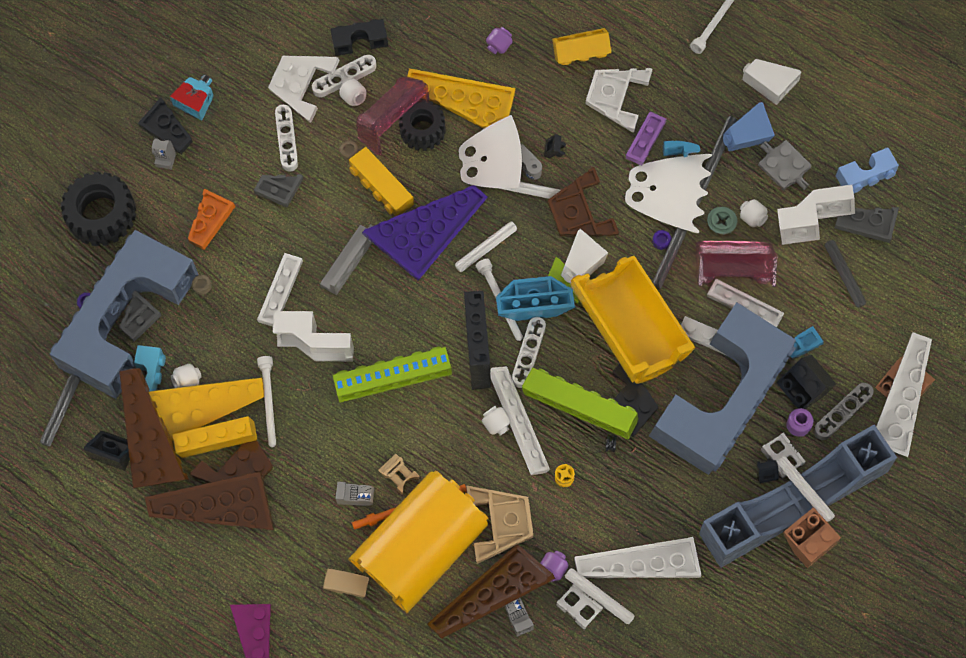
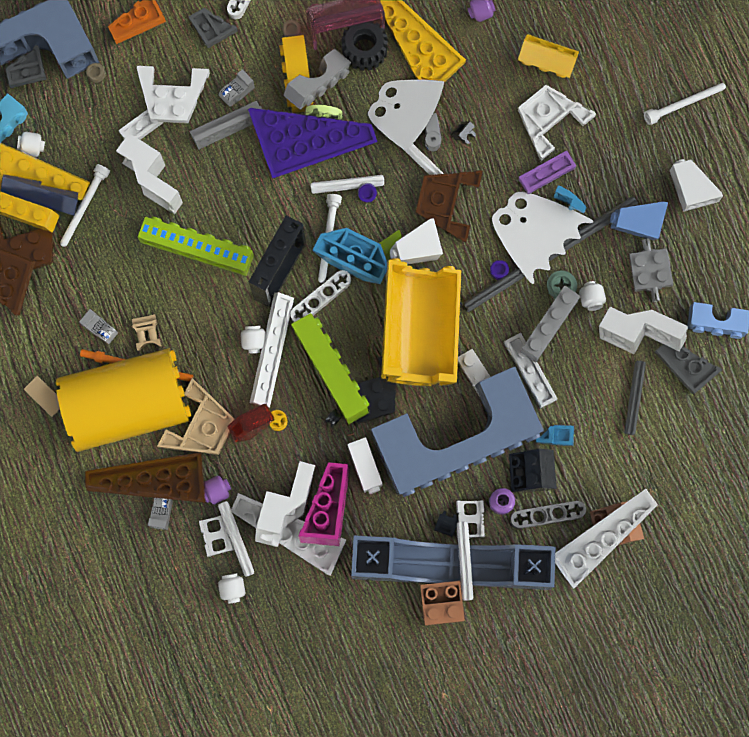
camera: 30 degrees right, 10 degrees up
(218, 412) = (42, 195): none -> dark blue slope
(287, 268) = (171, 103): none -> white wing
(337, 224) = (237, 88): none -> light grey leg
(400, 187) = (304, 90): none -> light grey arch
(426, 197) = (323, 111): none -> yellowish green tile
(508, 243) = (367, 192): none -> dark purple tile
(545, 489) = (251, 423): none -> clear red slope
(624, 542) = (280, 510): none -> white piece
(625, 640) = (231, 588): none -> white head
(663, 521) = (326, 514): none -> dark pink wedge
(666, 464) = (365, 465): none -> white slope
(736, 260) = (528, 313): clear pink windscreen -> none
(737, 254) = (550, 323): none -> light grey arch

